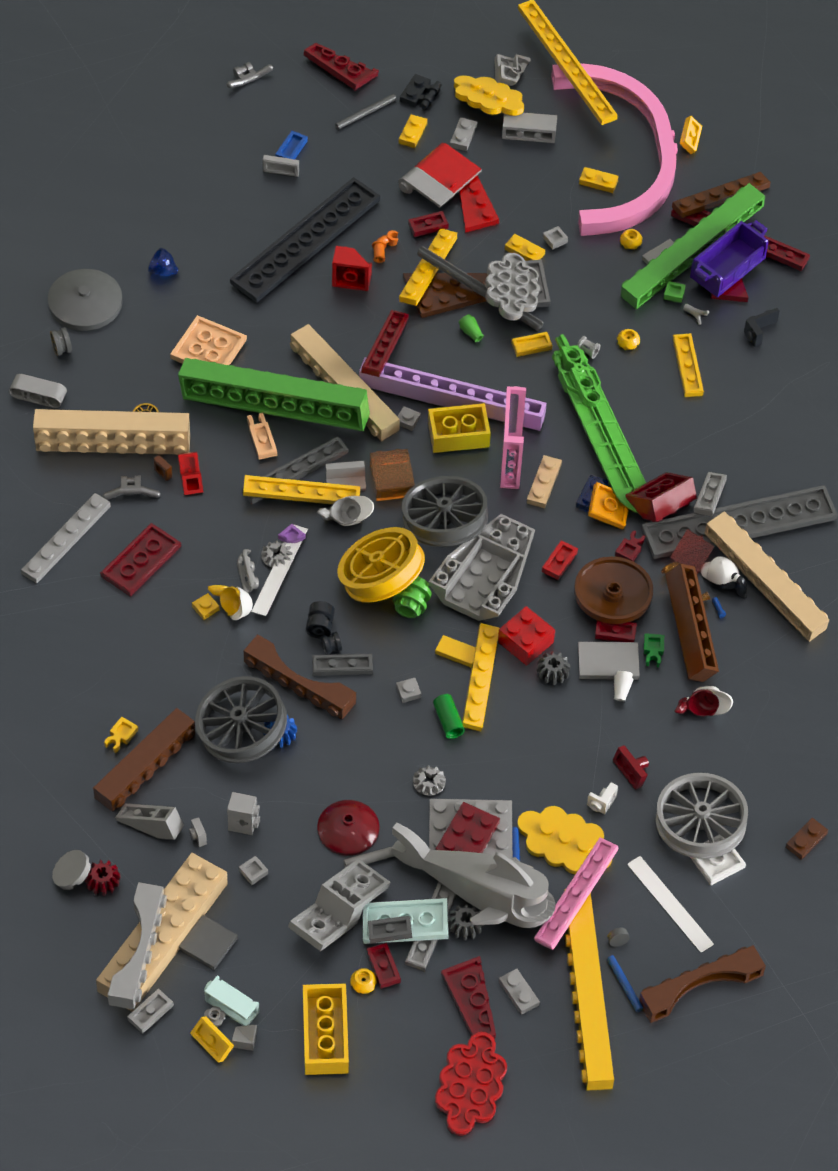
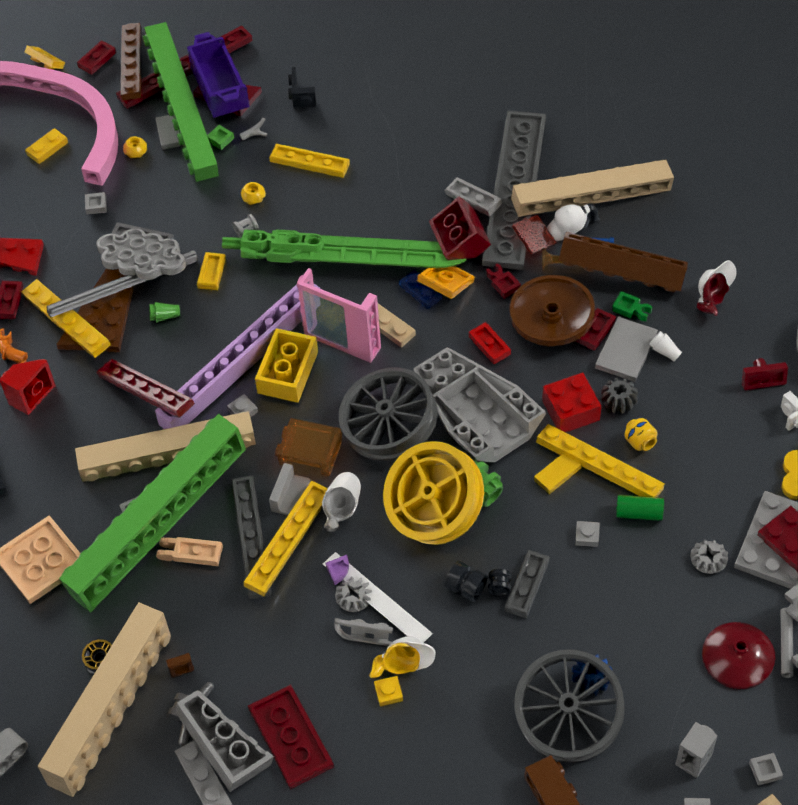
camera: 60 degrees left, 0 degrees up
(107, 519) = (221, 740): none -> light grey wedge
(190, 473) = (205, 642): red slope -> none
(332, 697) = (490, 653): reddish brown arch -> none
(520, 694) = (641, 434): none -> yellow head
(524, 248) = (90, 233): yellow plate -> none
(713, 170) = (96, 57): none -> dark red plate

